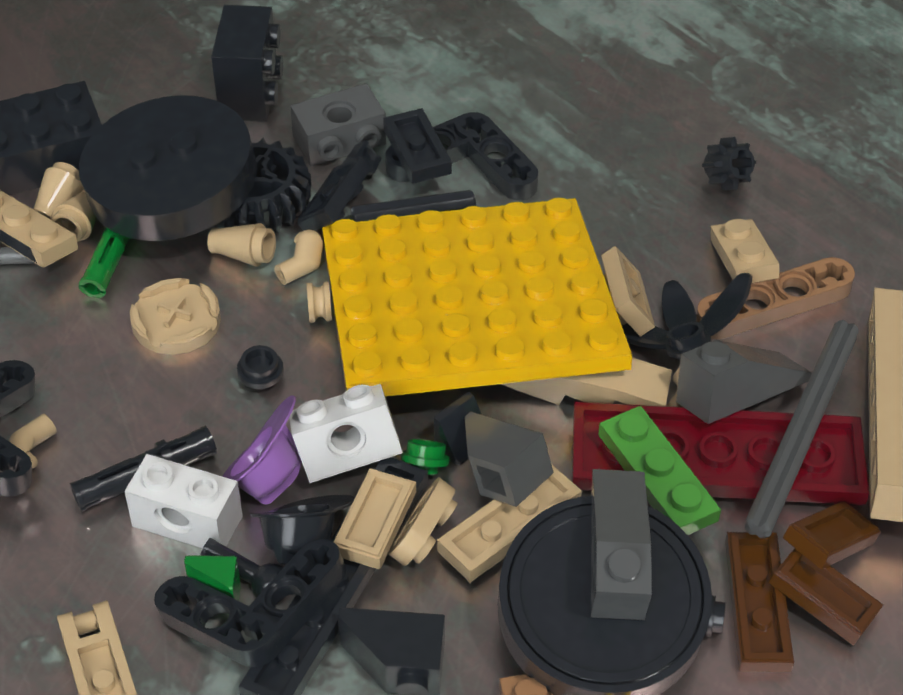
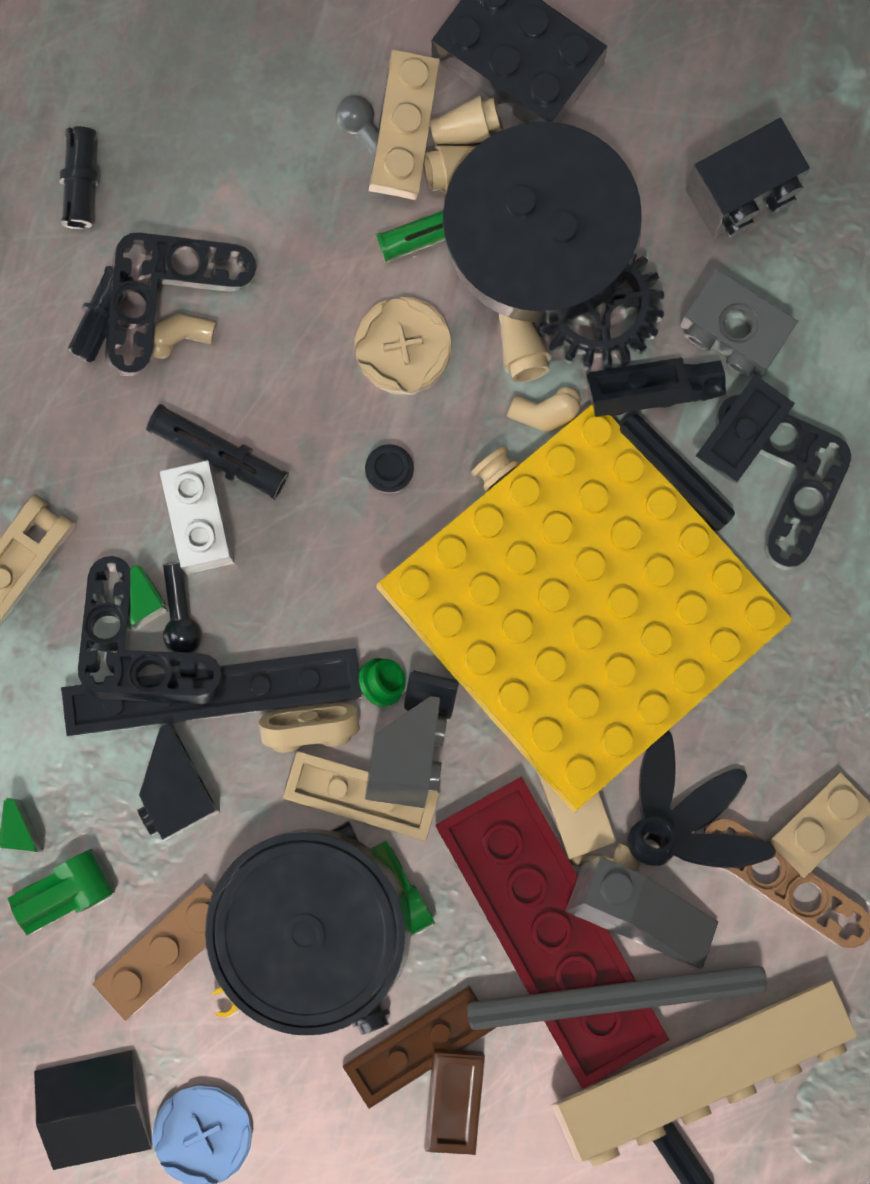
camera: 60 degrees right, 35 degrees up
(270, 460) = (281, 551): medium lavender piece -> none
(299, 523) = (245, 626): black piece -> none
(334, 452) = (346, 604): white brick -> none
(375, 518) = (278, 688): tan tile -> none
(620, 545) = (345, 924): dark grey slope -> none
(627, 291) = (688, 746): tan plate -> none
(668, 479) = (482, 897): bright green plate -> none
(831, 534) = (514, 1078): reddish brown tile -> none

